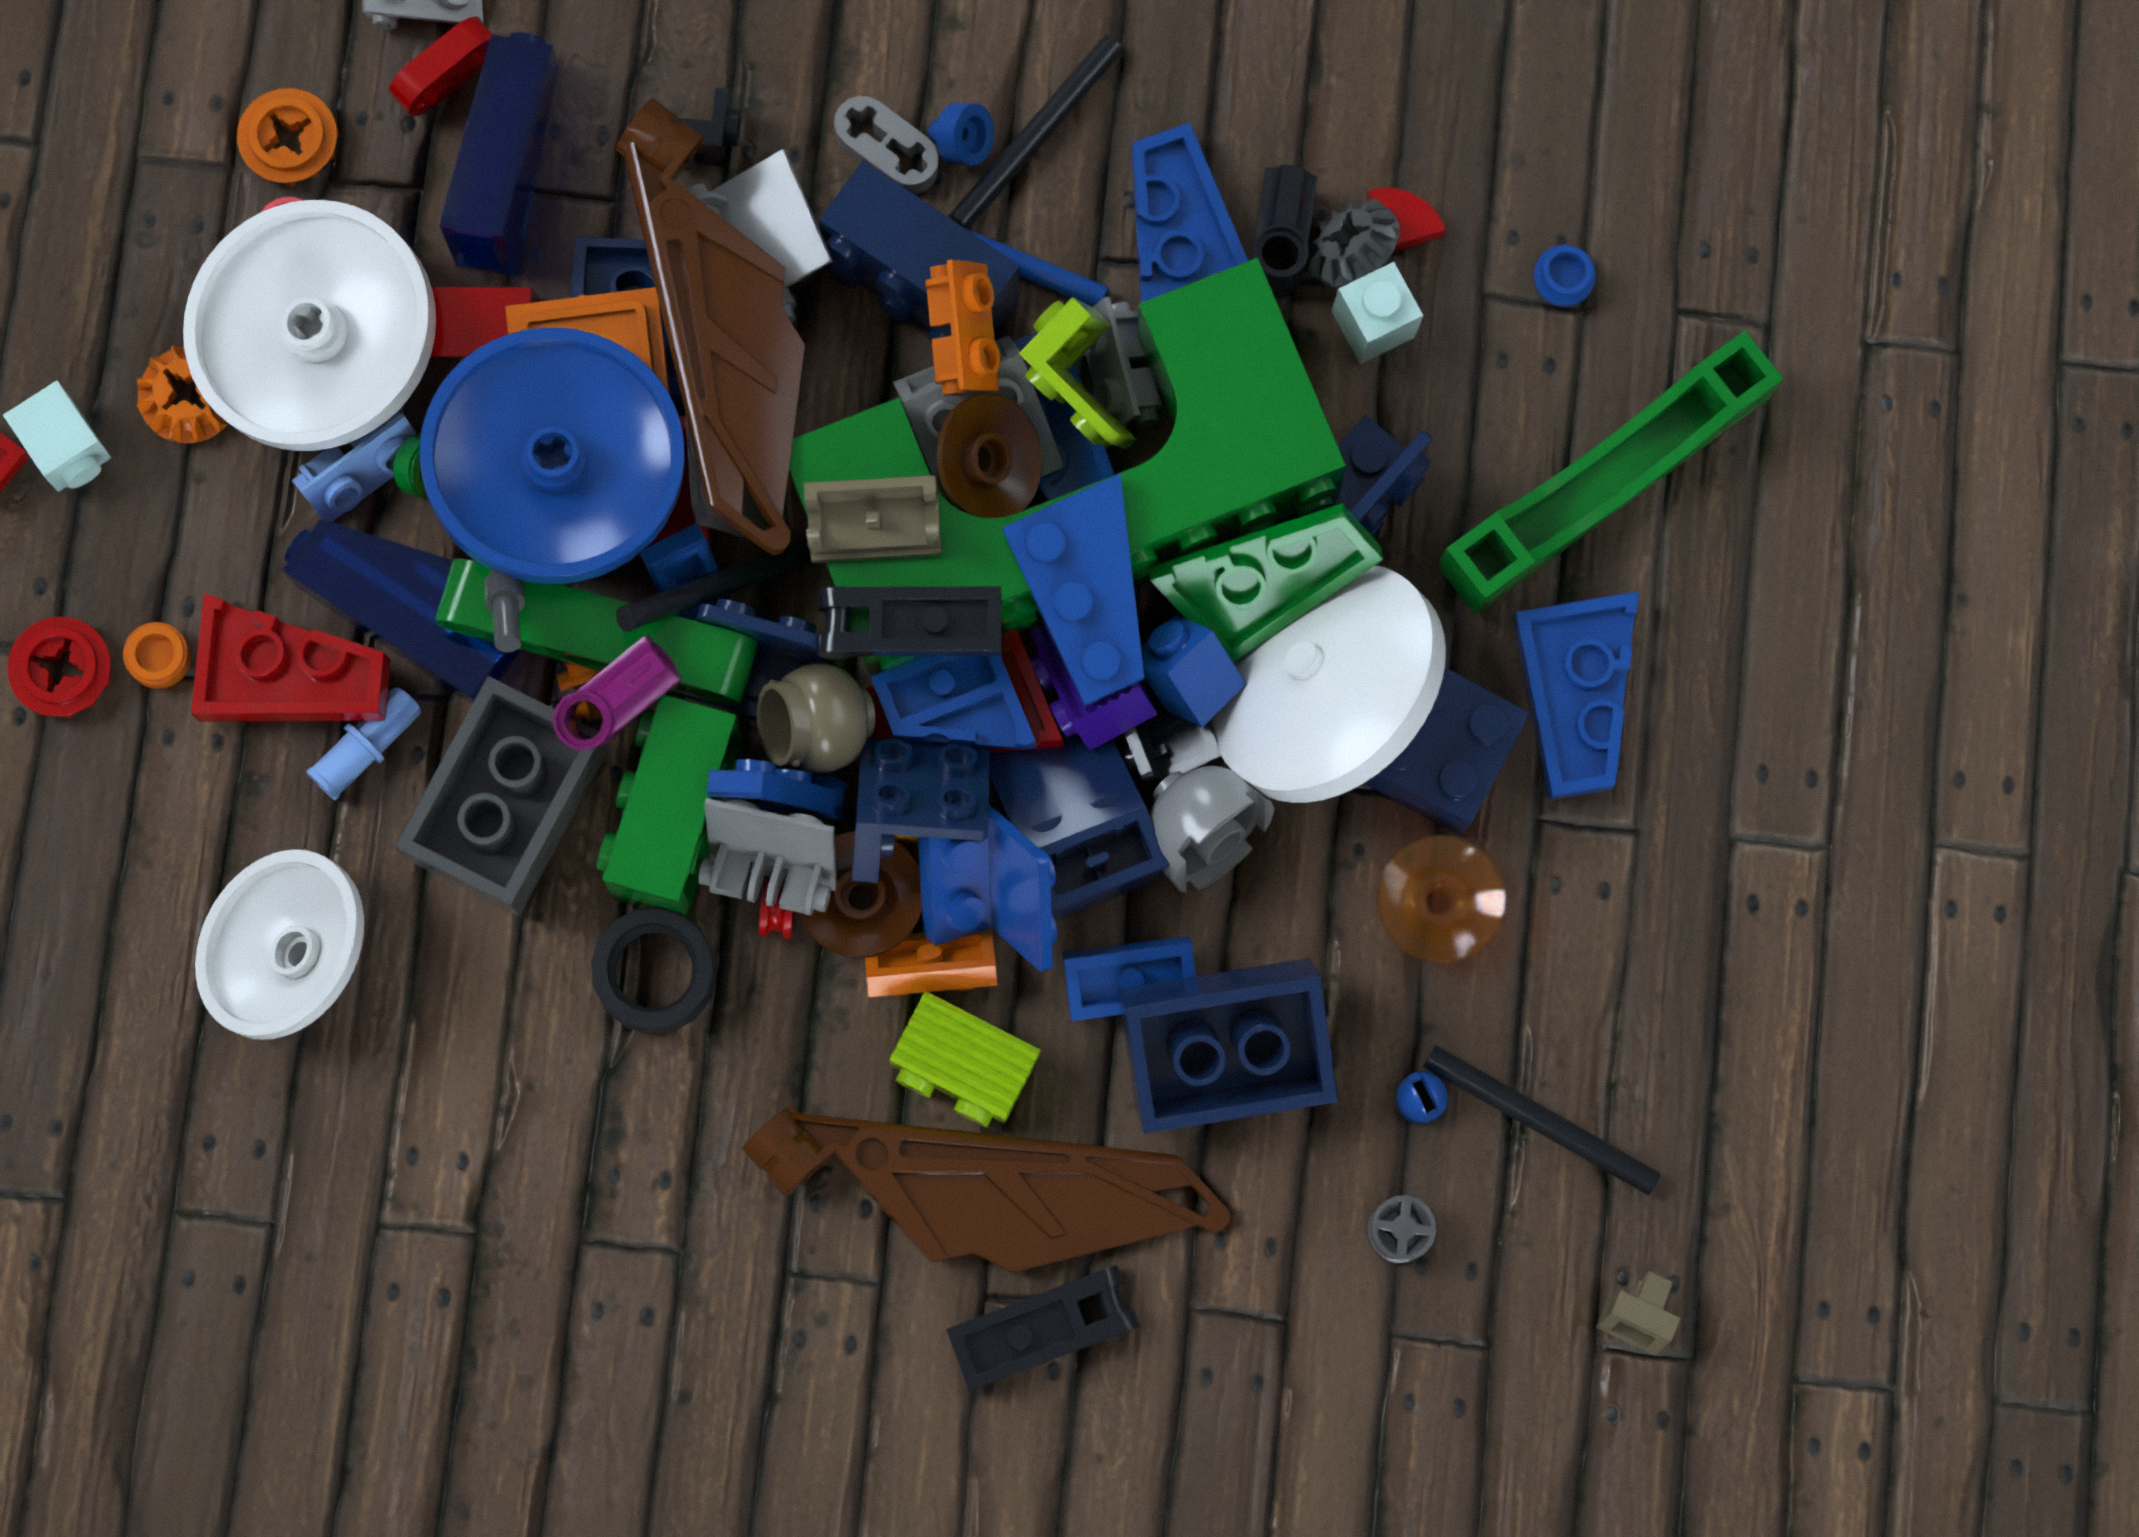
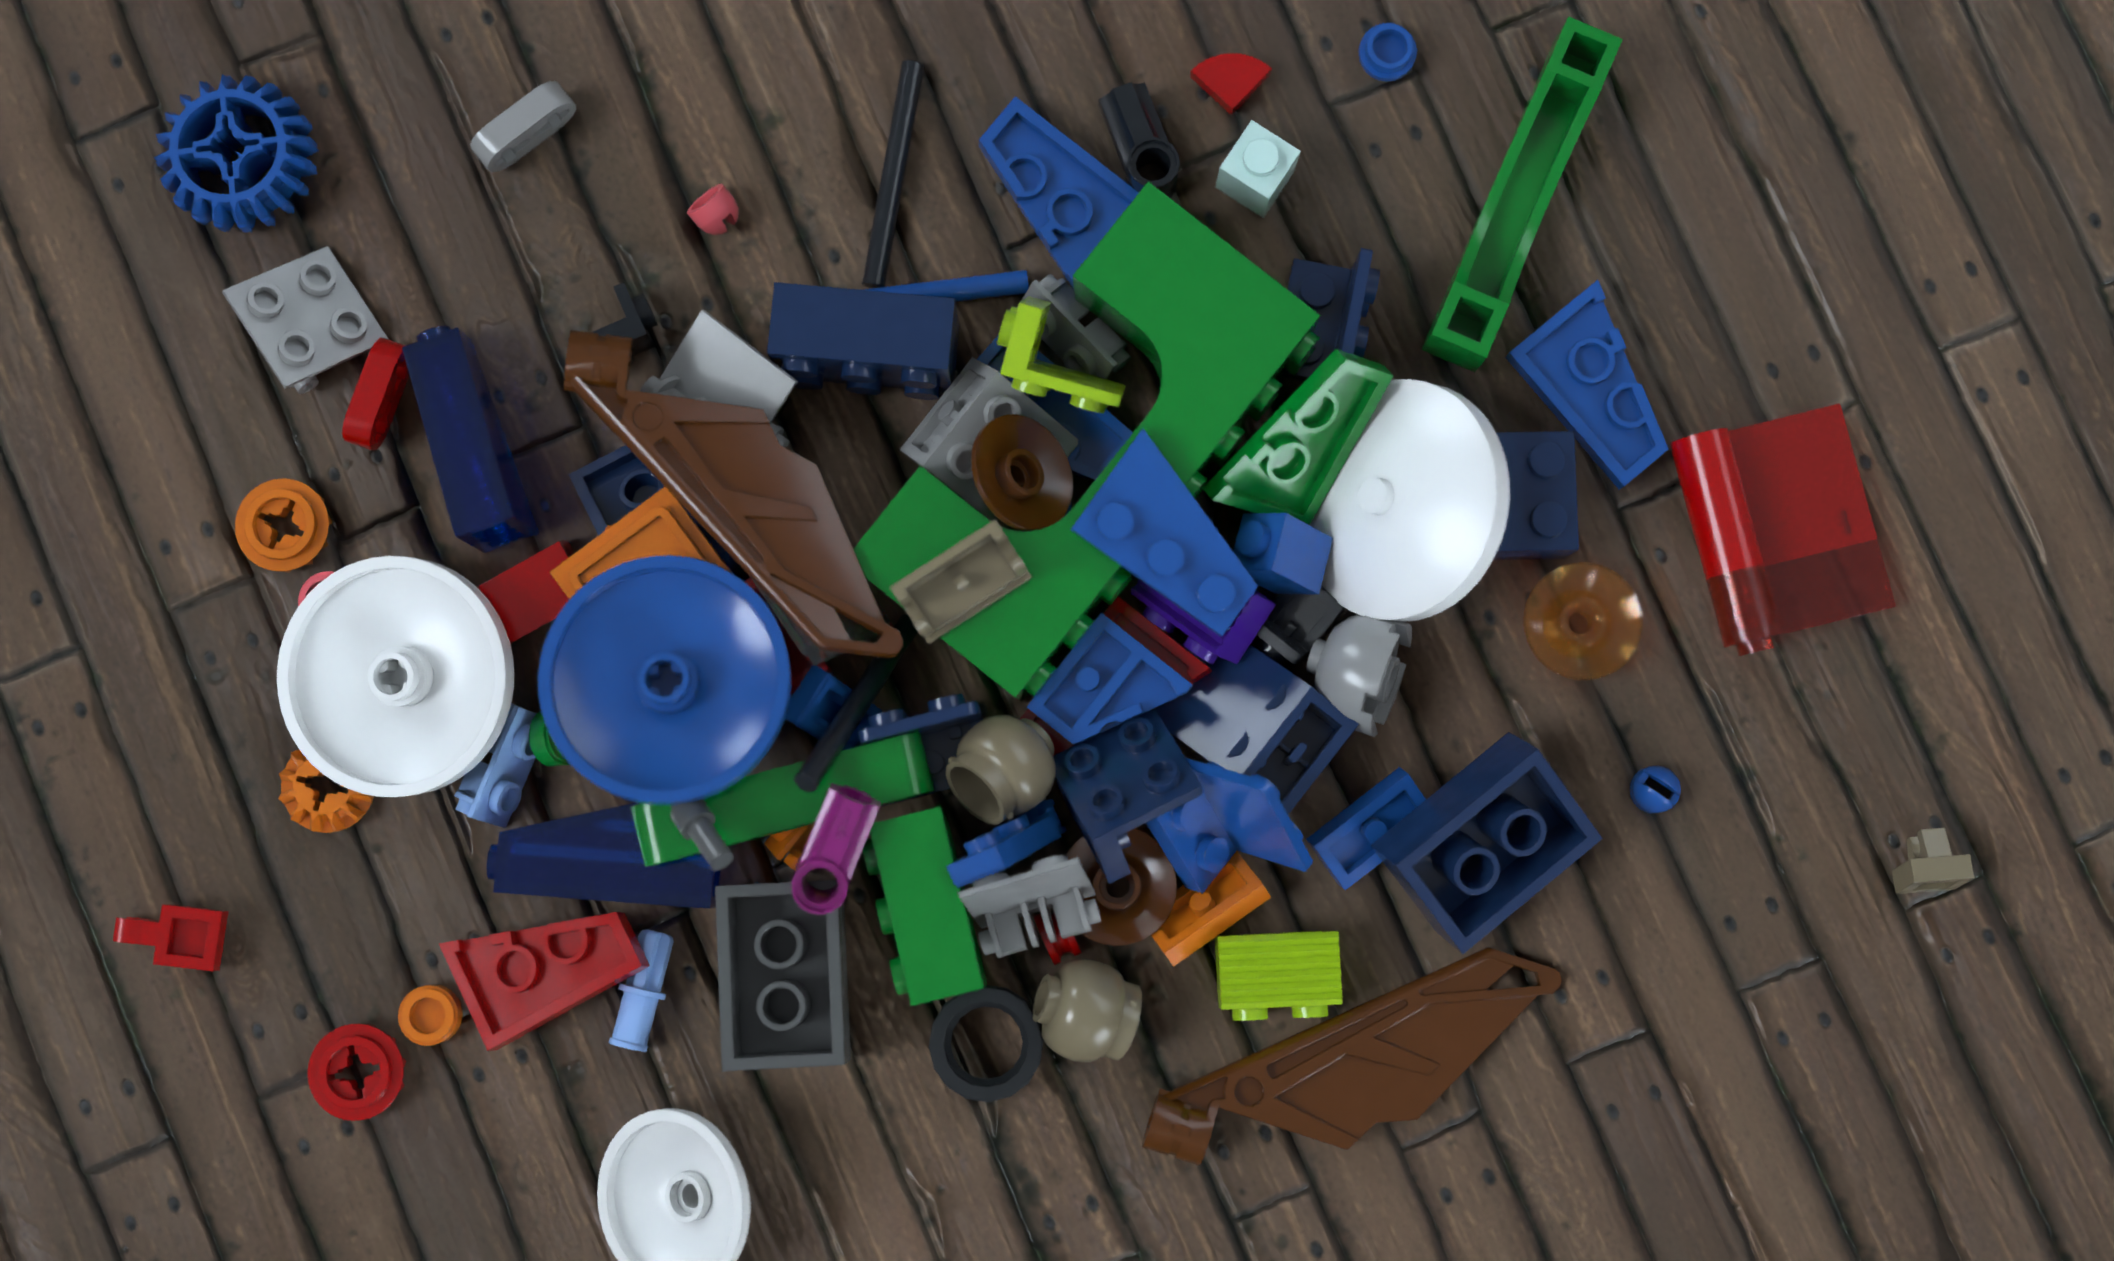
camera: 20 degrees left, 5 degrees up
(58, 438) = (242, 884): light aqua brick -> none
(763, 990) = (1087, 1011): none -> dark tan piece
(851, 69) = (712, 208): none -> coral hinge
(895, 134) = (779, 240): light grey beam -> none
(912, 621) = (1042, 648): black plate -> none
(963, 133) = (836, 209): blue tile -> none
(963, 298) = (928, 353): orange hinge -> none
(1040, 1329) = (1463, 1152): black plate -> none
(1366, 252) = (1222, 123): dark grey gear -> none
(1414, 1219) = (1714, 902): flat silver wheel -> none
(1542, 1120) = (1761, 752): black bar -> none
(1682, 920) = (1781, 526): none -> clear red door

